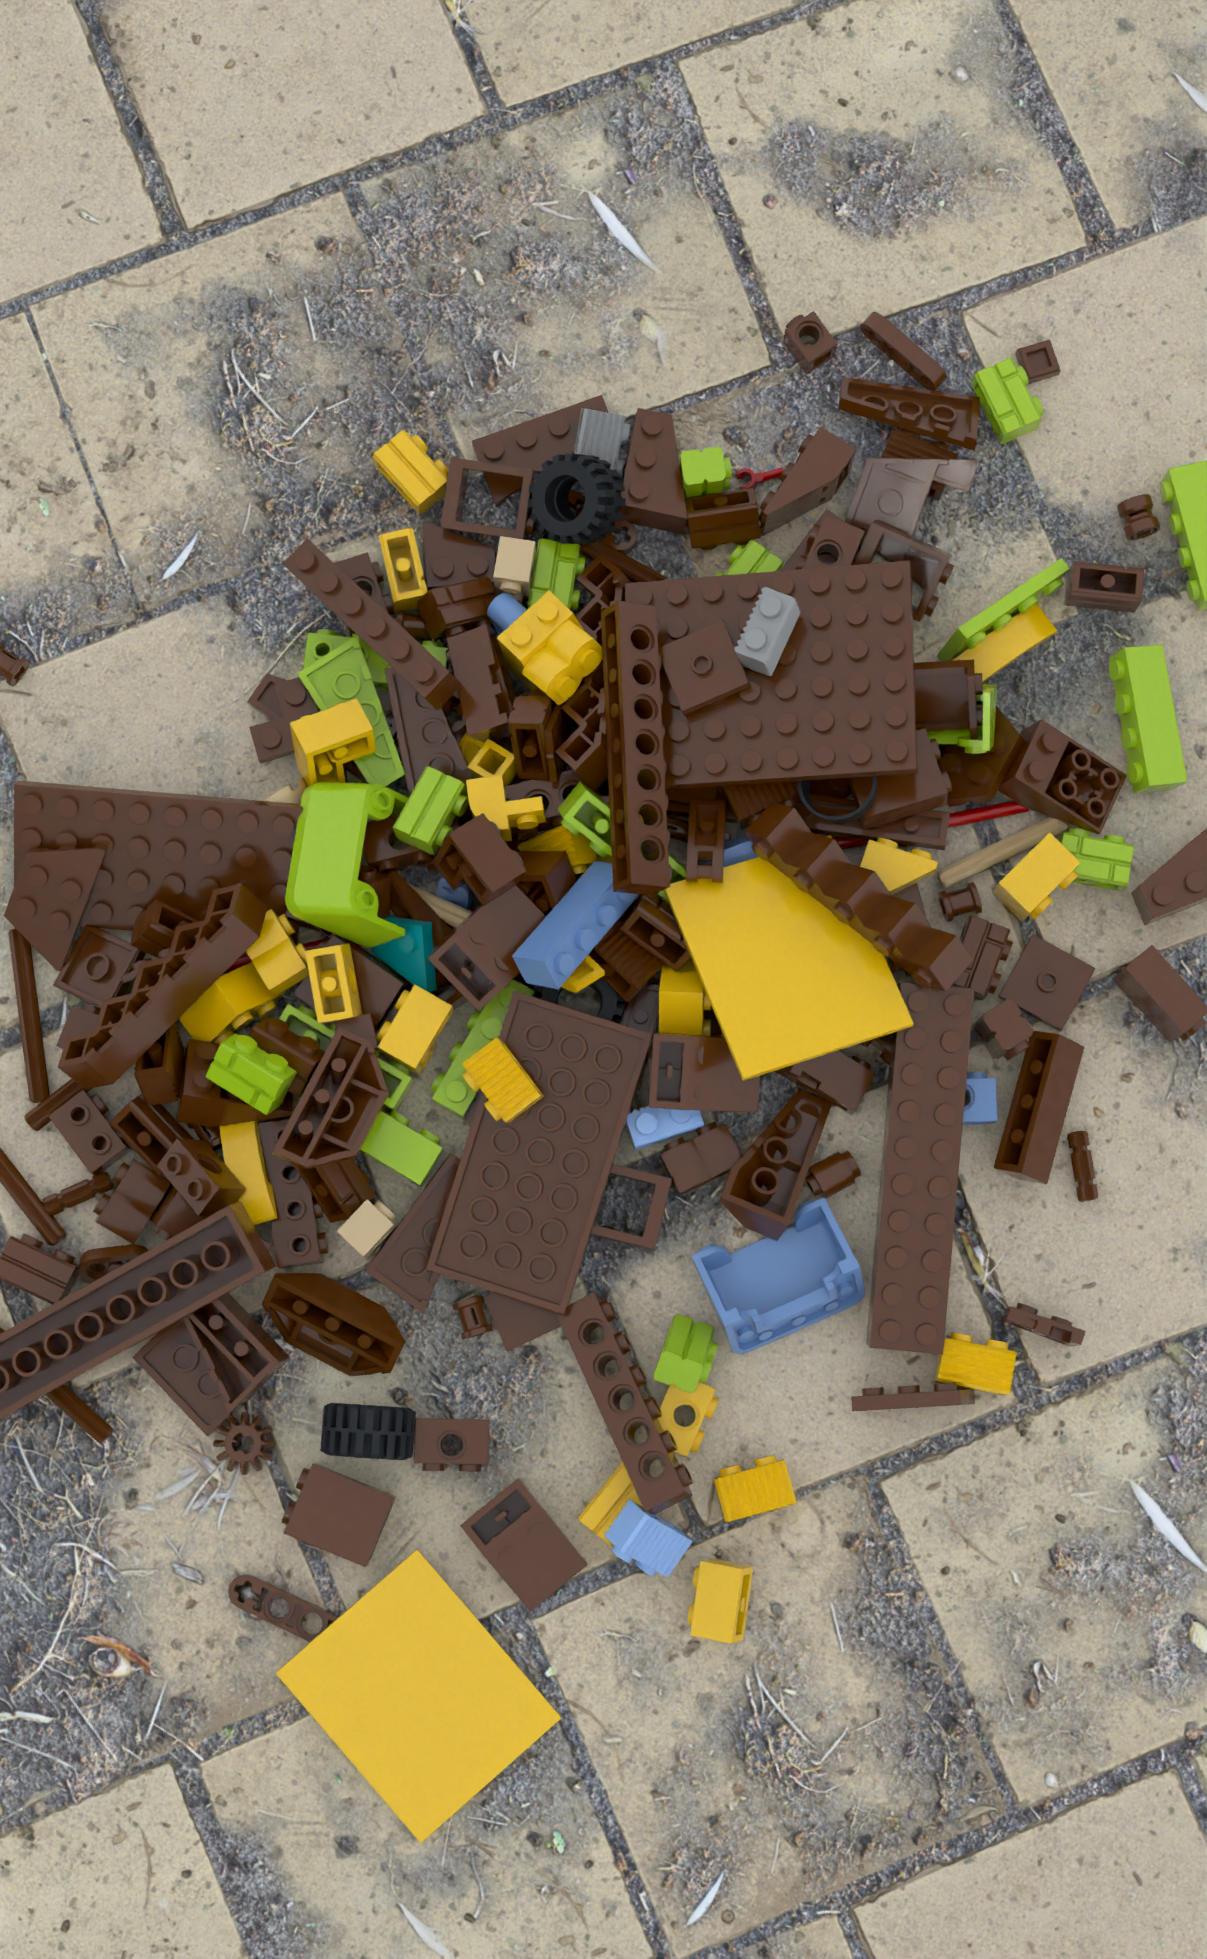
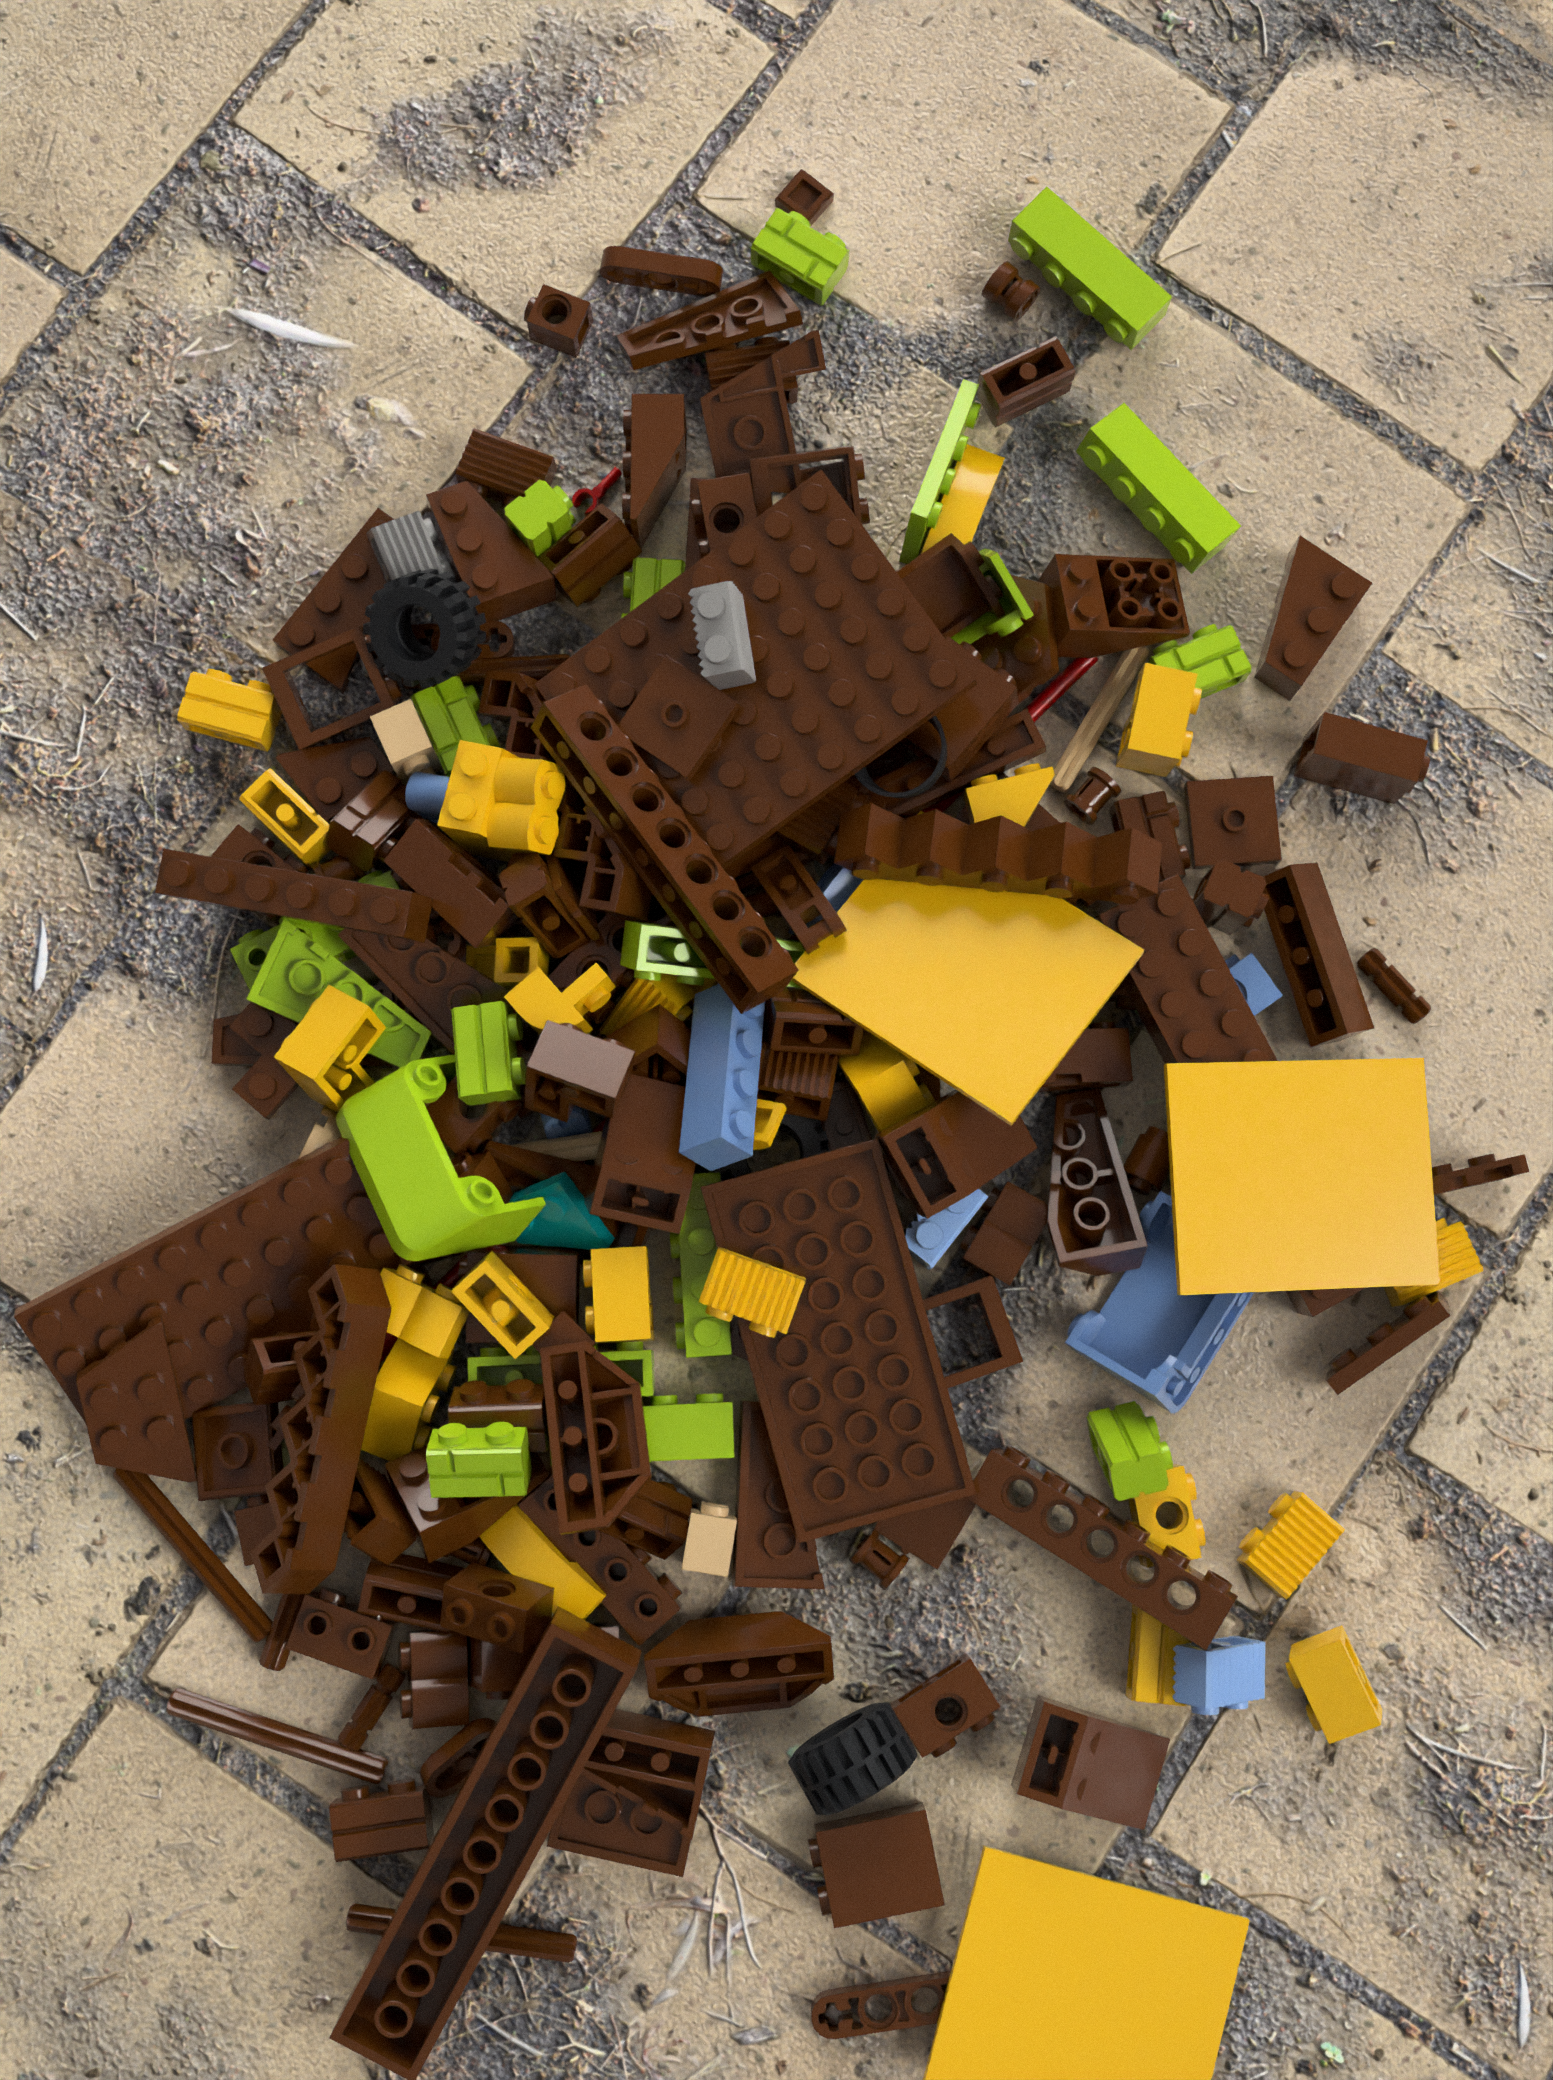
camera: 35 degrees left, 0 degrees up
(242, 1455) = (735, 1871): reddish brown gear -> none
(703, 421) = (502, 468): none -> reddish brown brick
(923, 1245) = (1300, 1175): none -> yellow piece

